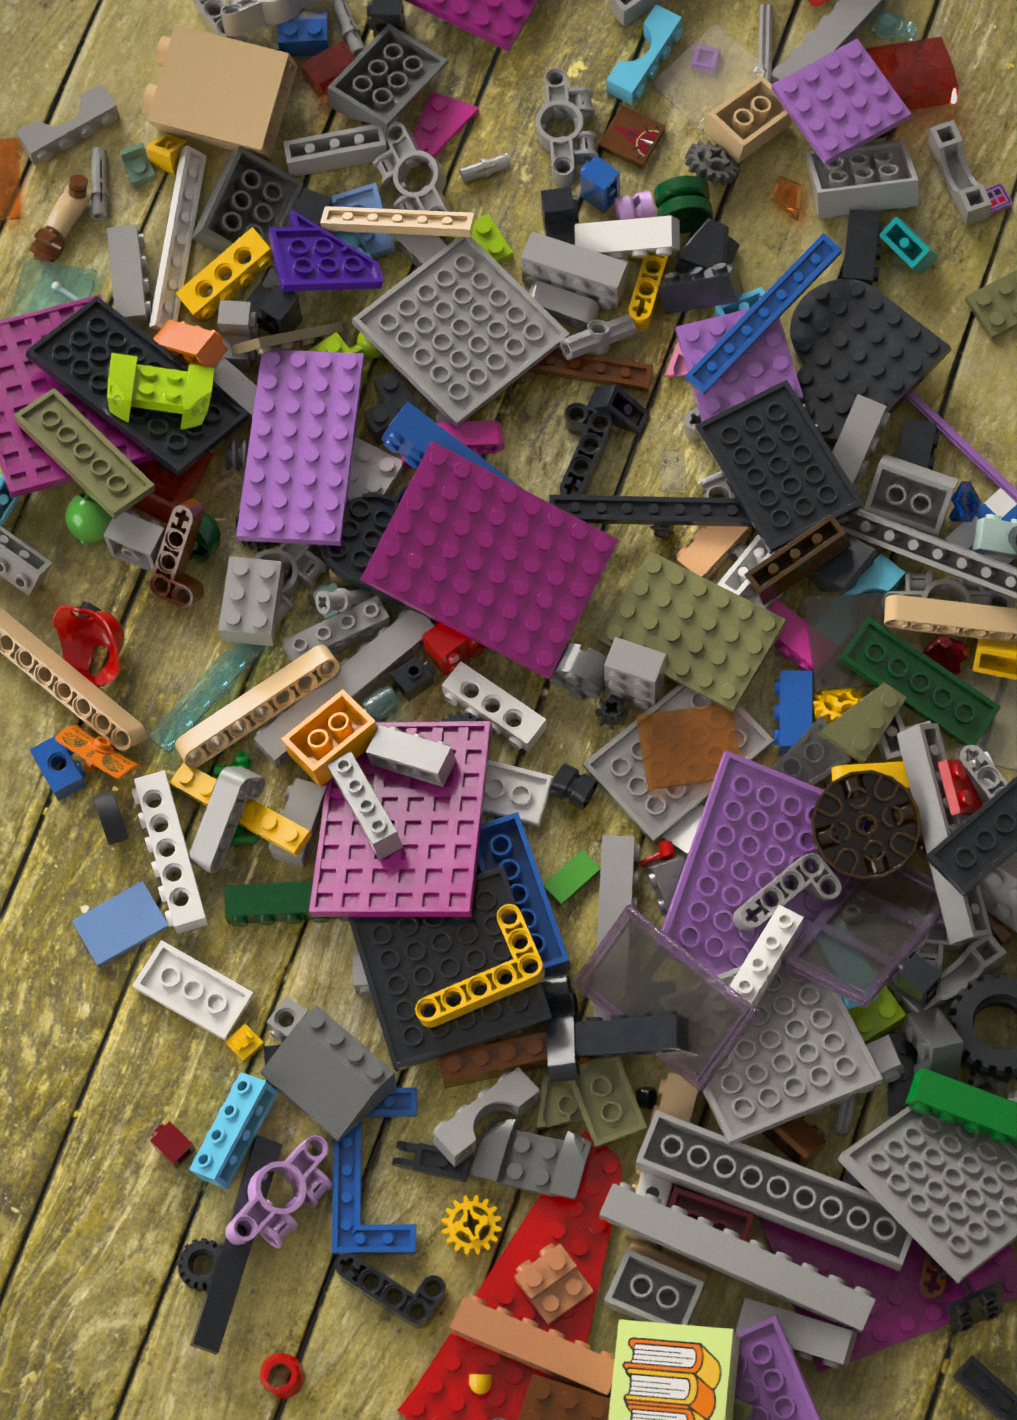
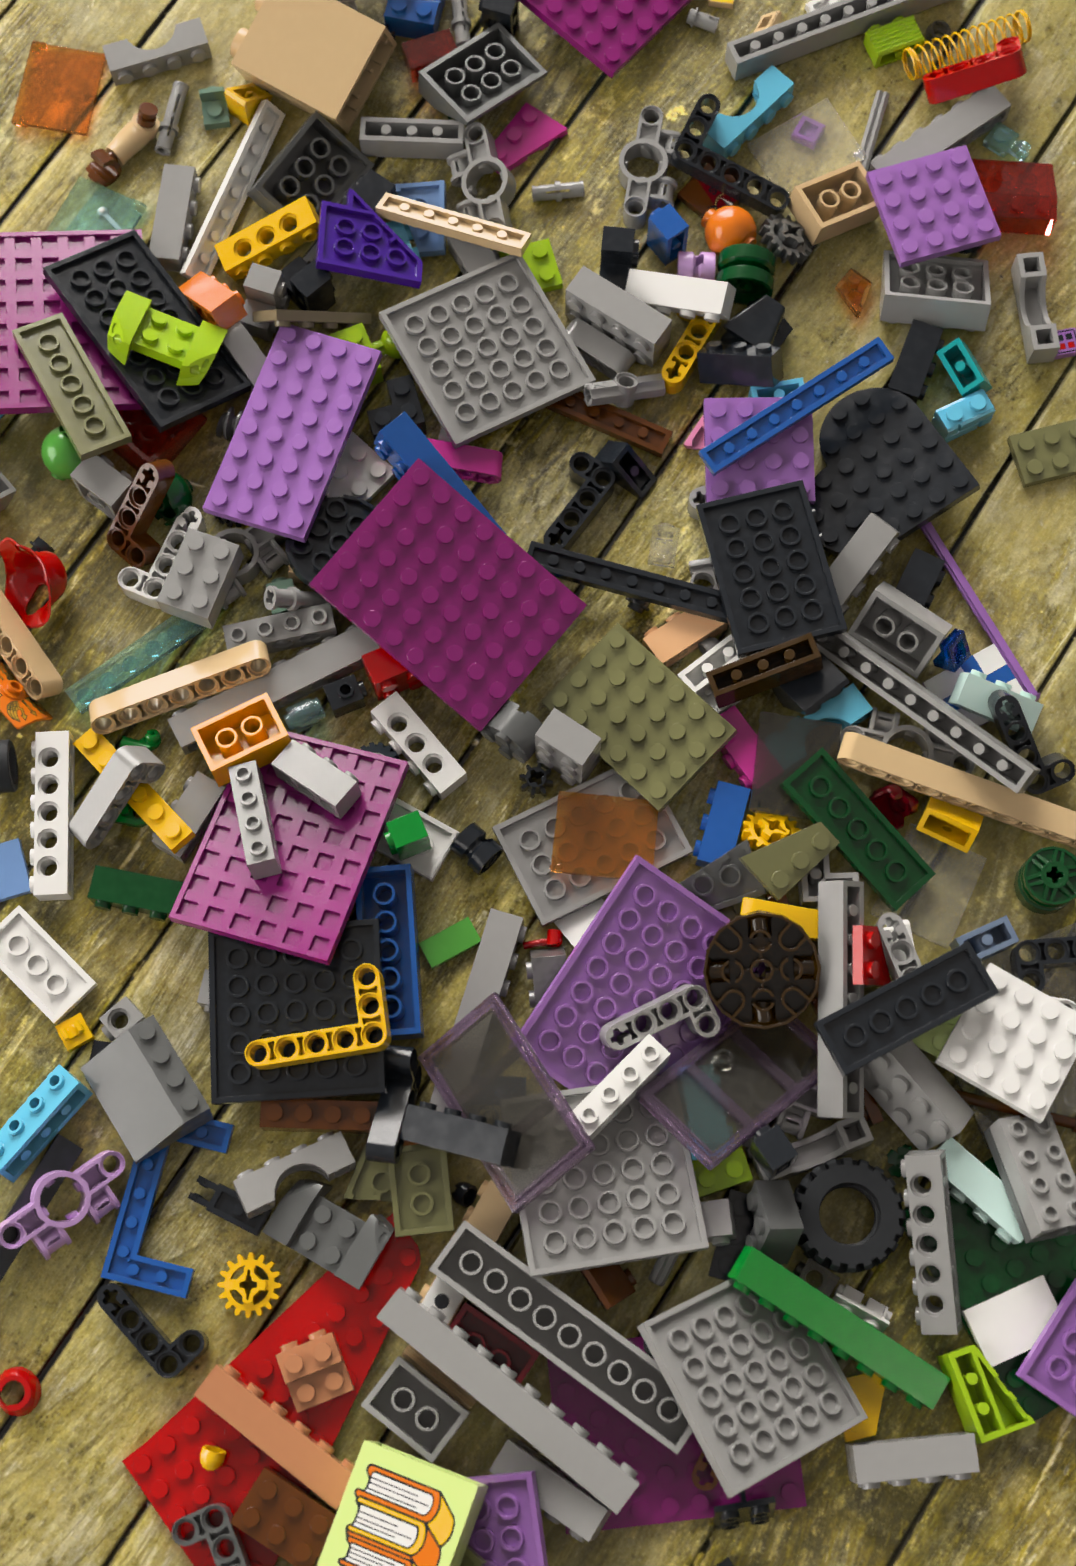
camera: 10 degrees right, 5 degrees up
(211, 590) = (155, 578): none -> white beam
(508, 788) = (407, 836): none -> green brick
(634, 109) = (722, 166): none -> black beam
(655, 165) = (728, 227): none -> orange brick
(919, 287) = (963, 415): none -> medium azure brick

